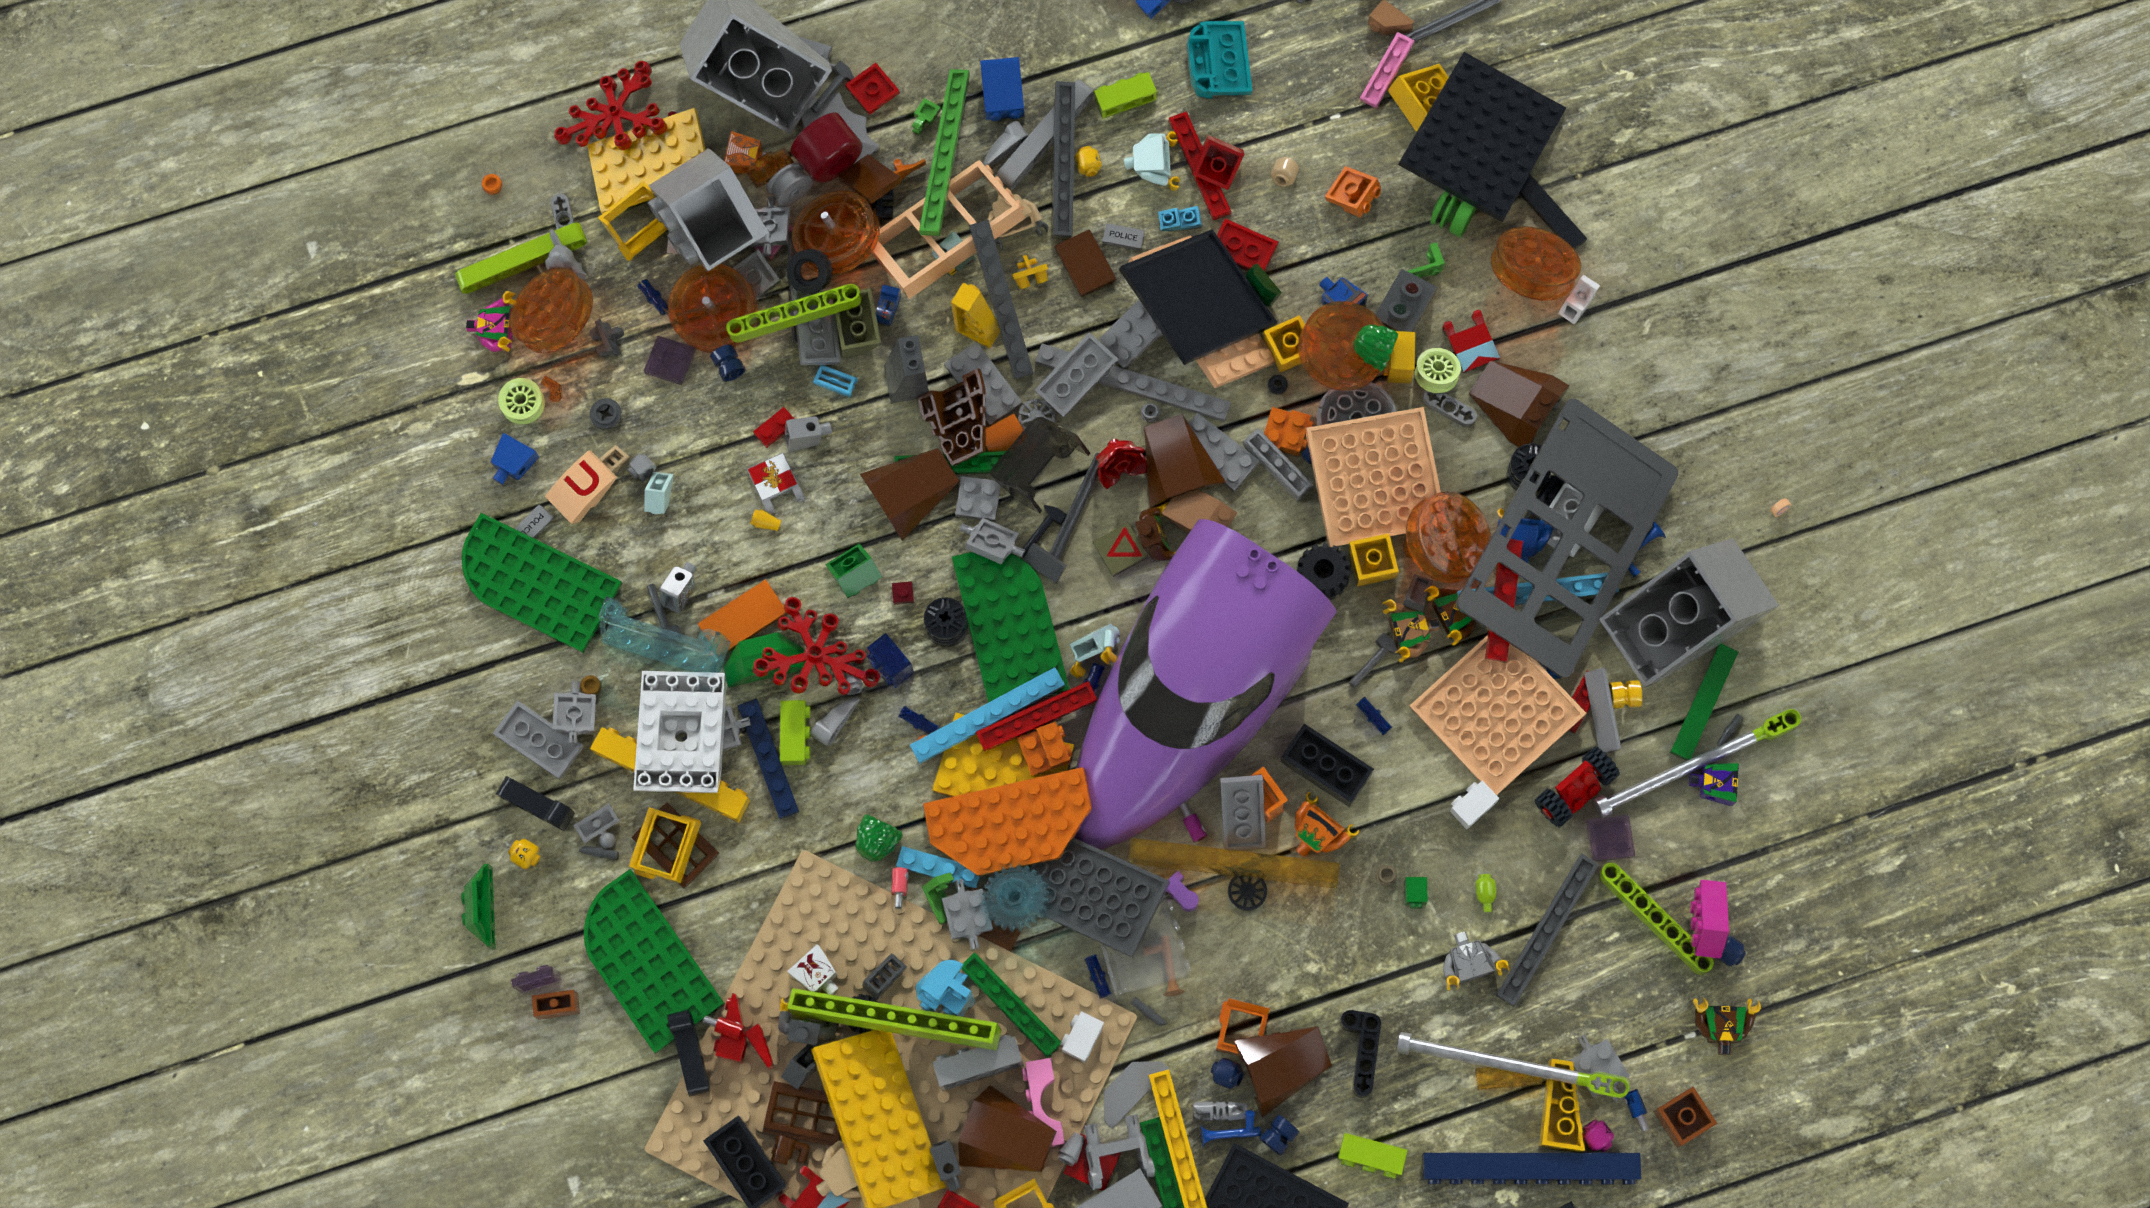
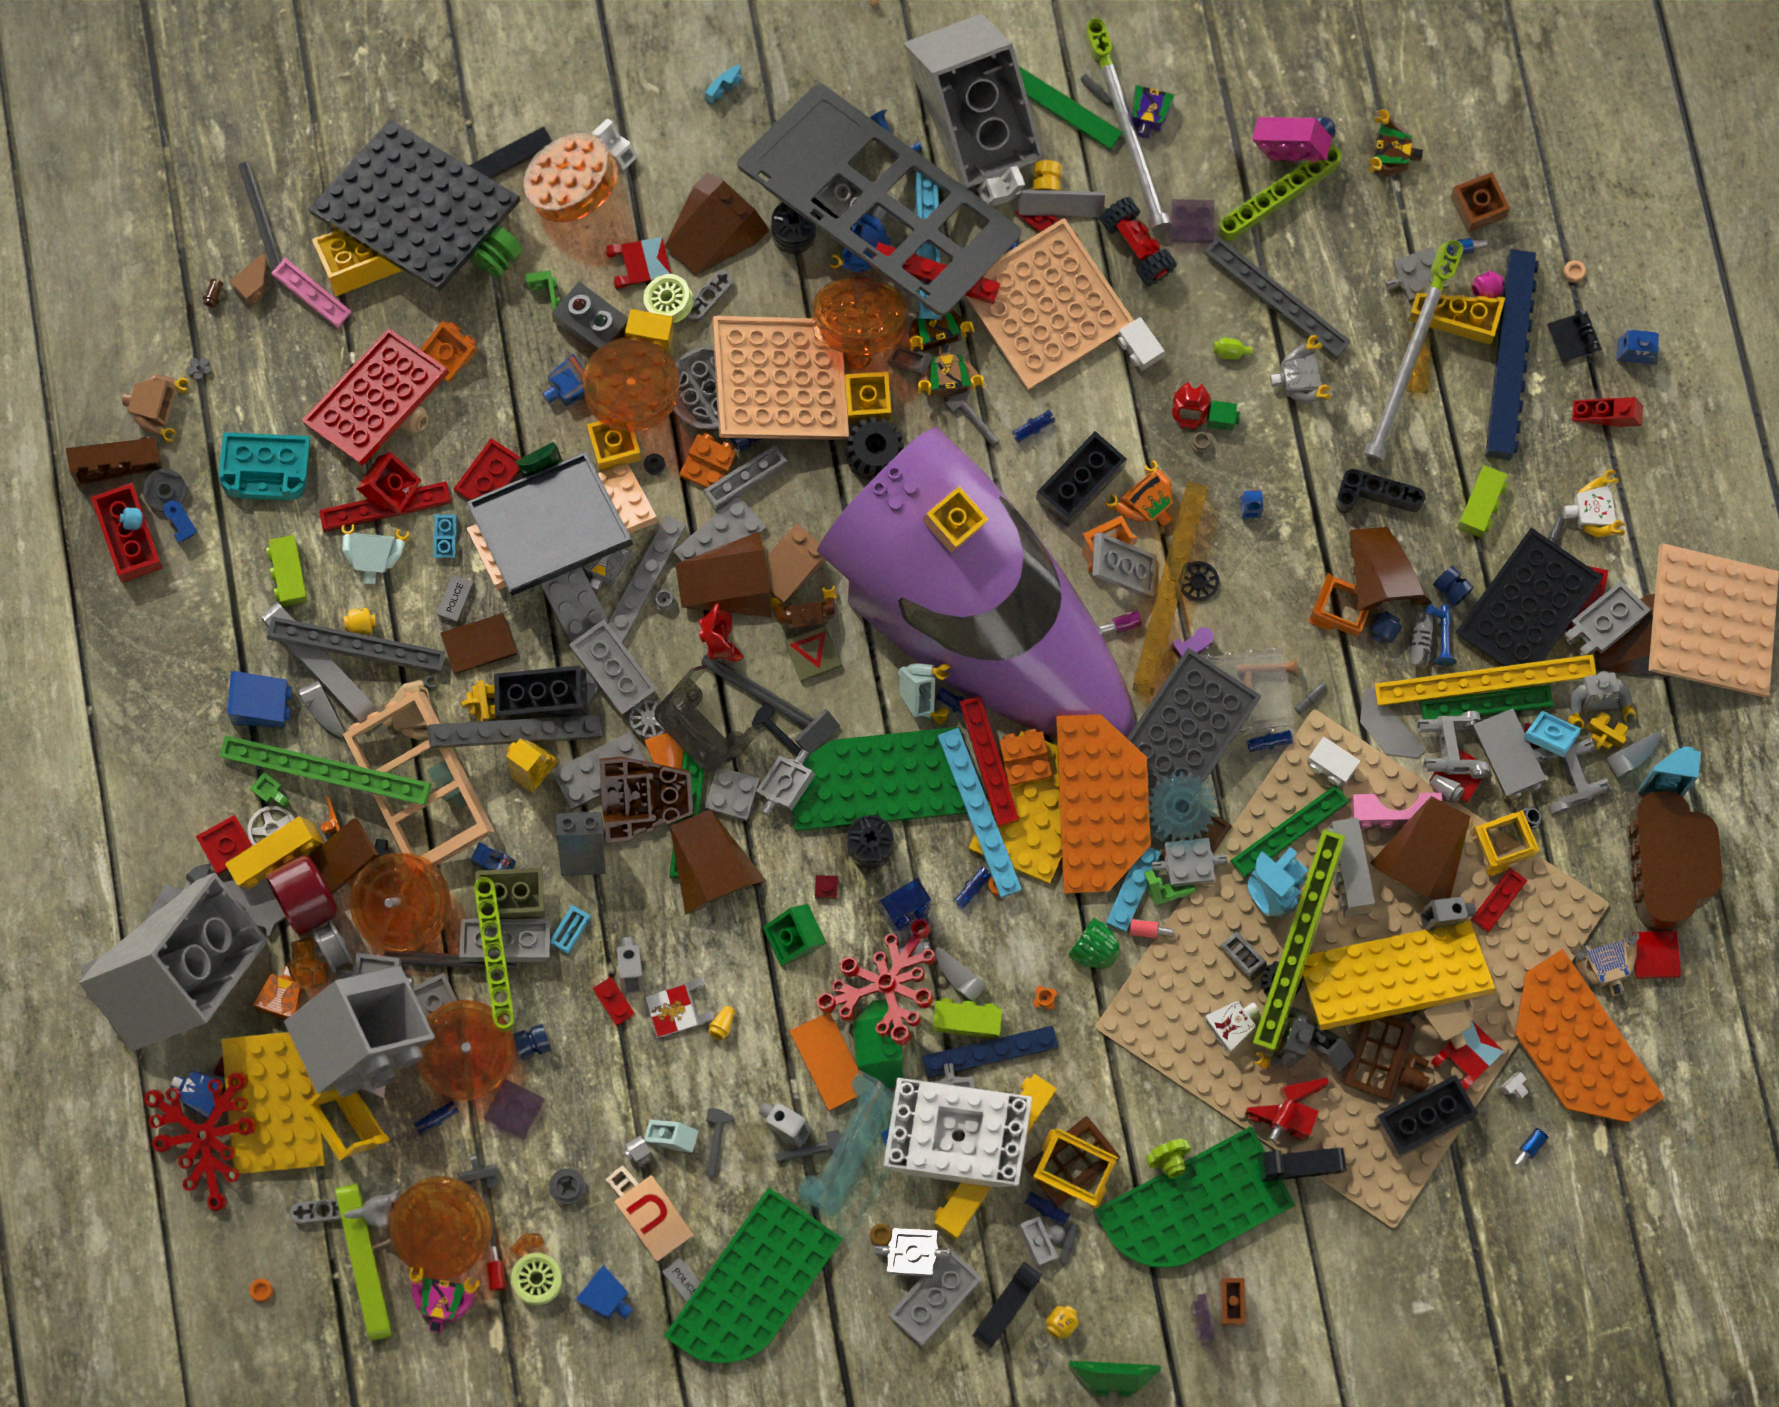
camera: 90 degrees left, 0 degrees up
(525, 367) = (495, 1272): none -> red piece
(628, 828) = (1047, 1208): none -> clear blue pin
(655, 95) = (195, 1092): none -> blue torso
(681, 532) = (718, 1118): none -> dark grey piece
(682, 929) = (1169, 1157): none -> lime plant
(794, 271) = (464, 936): black tyre -> none
(819, 796) = (1049, 993): none -> orange plate
(868, 126) = (275, 850): none -> yellow wedge
(892, 124) = (270, 825): none -> white wheel
(1041, 317) = (541, 693): none -> black brick
(1169, 360) = (607, 569): none -> light grey torso
(1231, 625) = (955, 519): none -> yellow brick
(1296, 136) = (375, 396): none -> plate
(1330, 929) = (1251, 504): none -> blue leg
(1375, 345) = (645, 345): green hair -> none
(1424, 860) = (1191, 399): none -> red helmet
(1606, 652) = (1002, 189): none -> white brick
(1667, 393) = (726, 80): none -> medium azure slope

